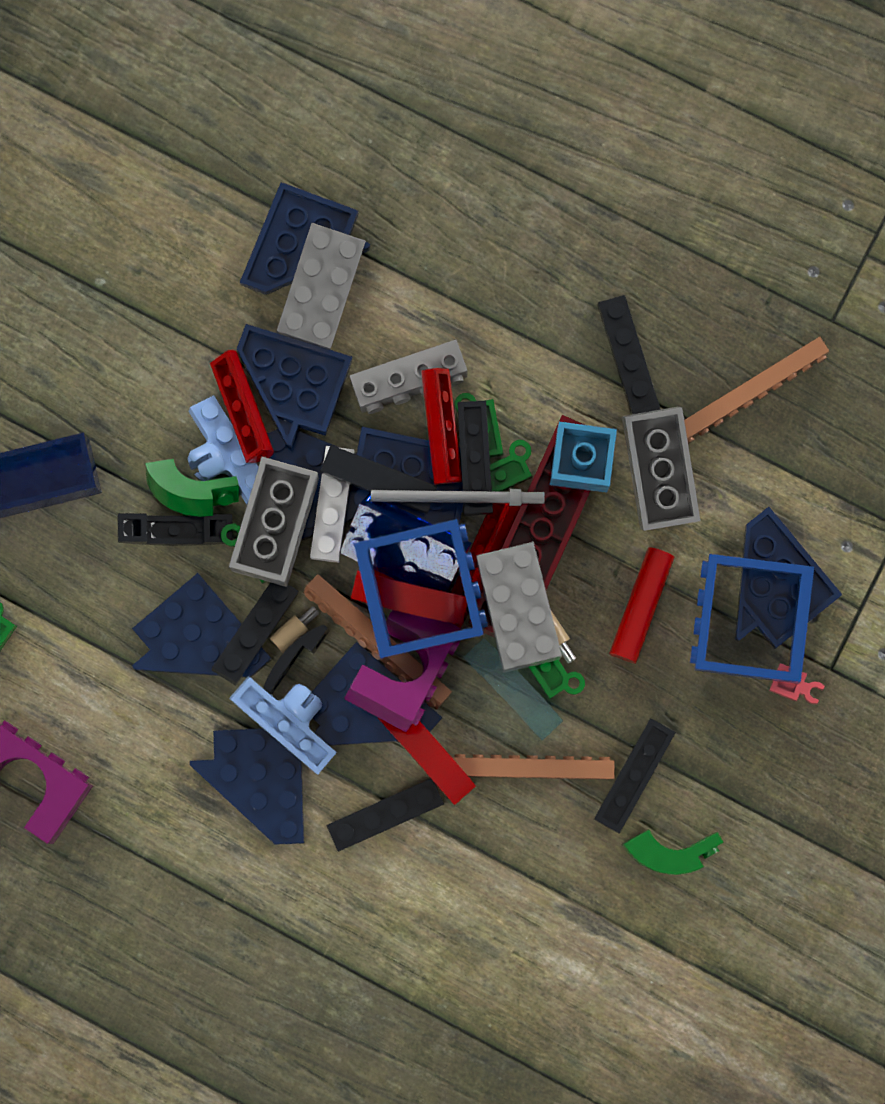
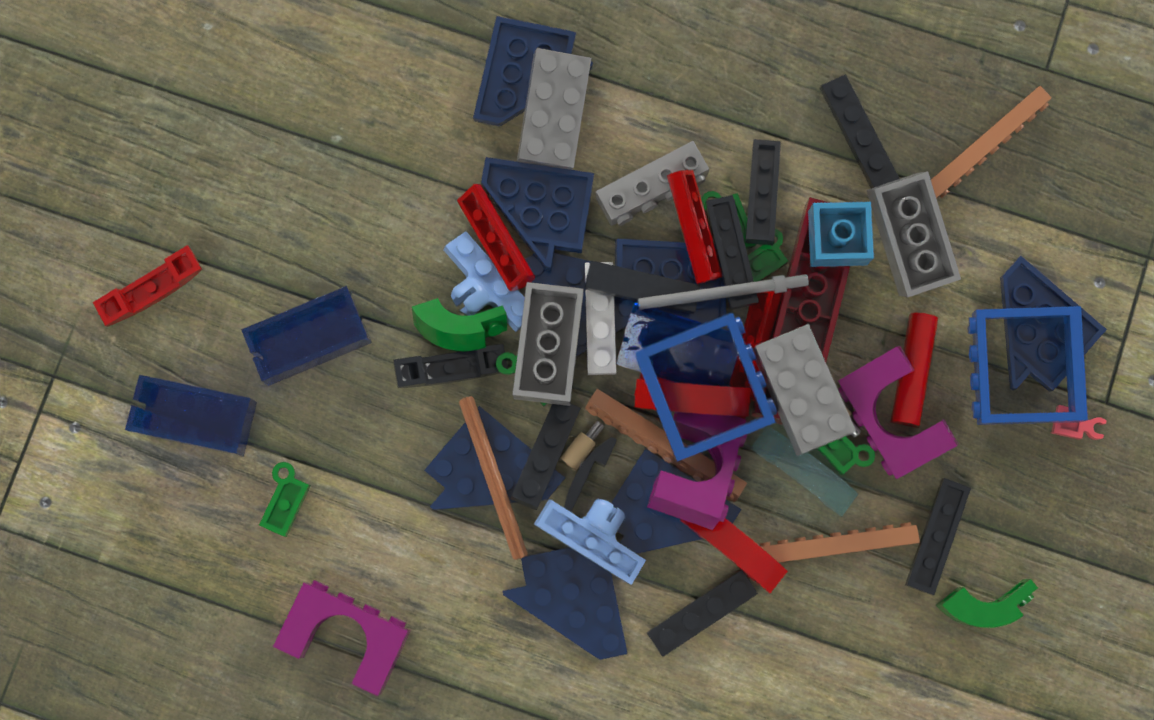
camera: 10 degrees left, 0 degrees up
(198, 646) = (493, 478): none -> nougat axle
(518, 402) = (763, 192): none -> black plate
(584, 617) = (899, 453): none -> magenta arch

